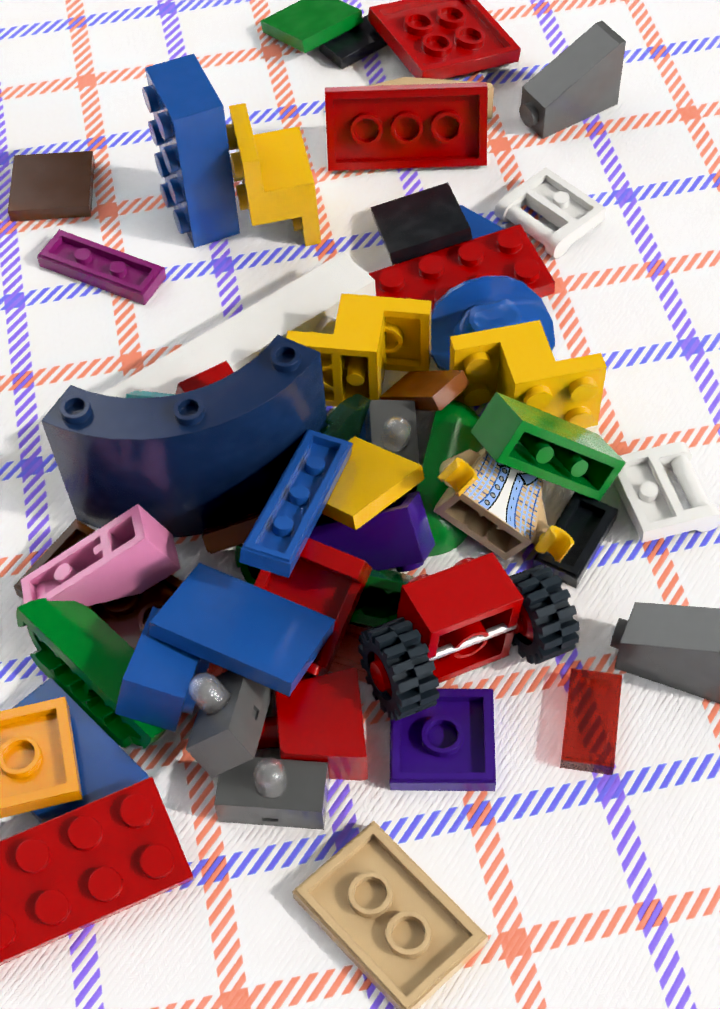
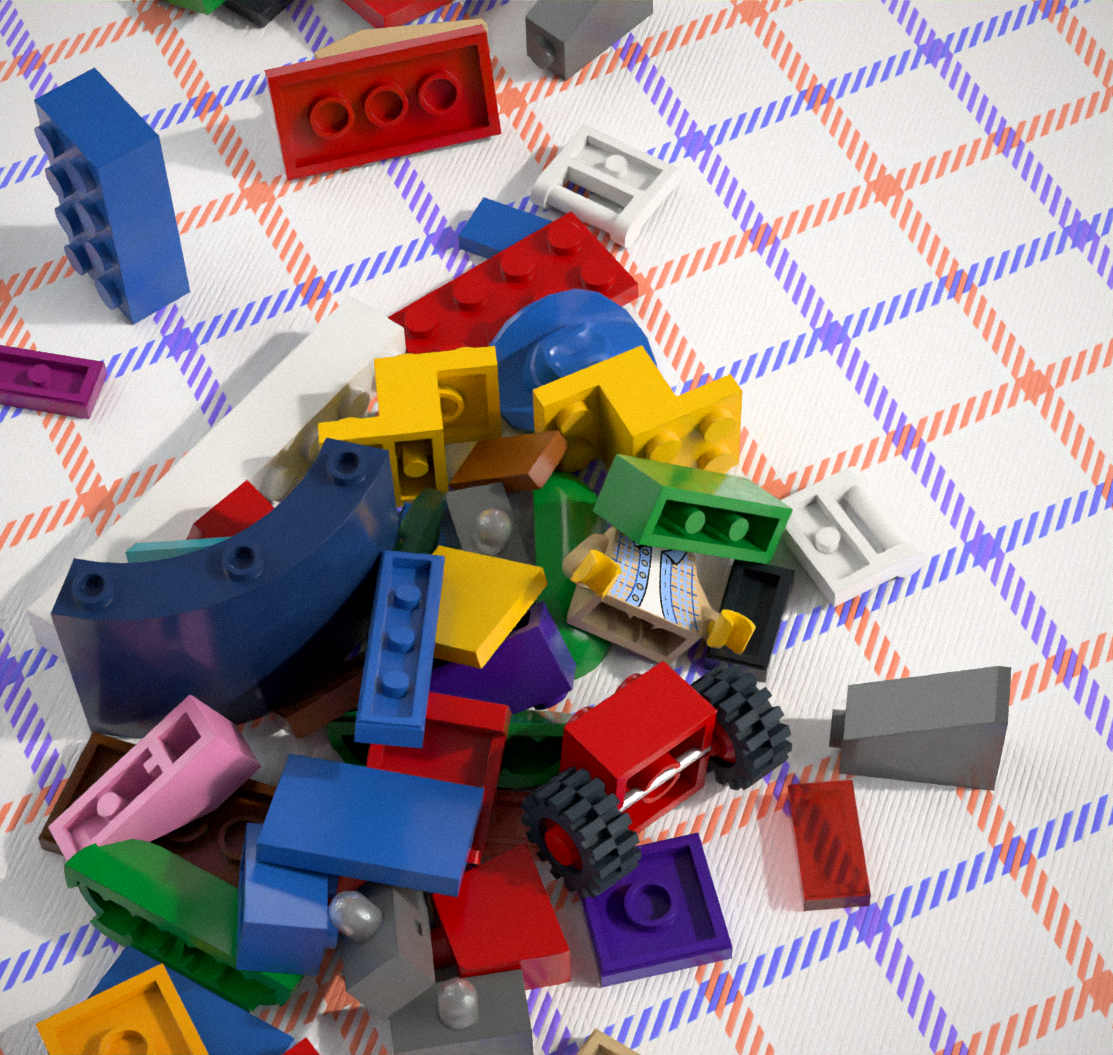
camera: 15 degrees left, 0 degrees up
(273, 175) = (231, 209): yellow bracket -> none
(421, 223) = (438, 234): black tile -> none

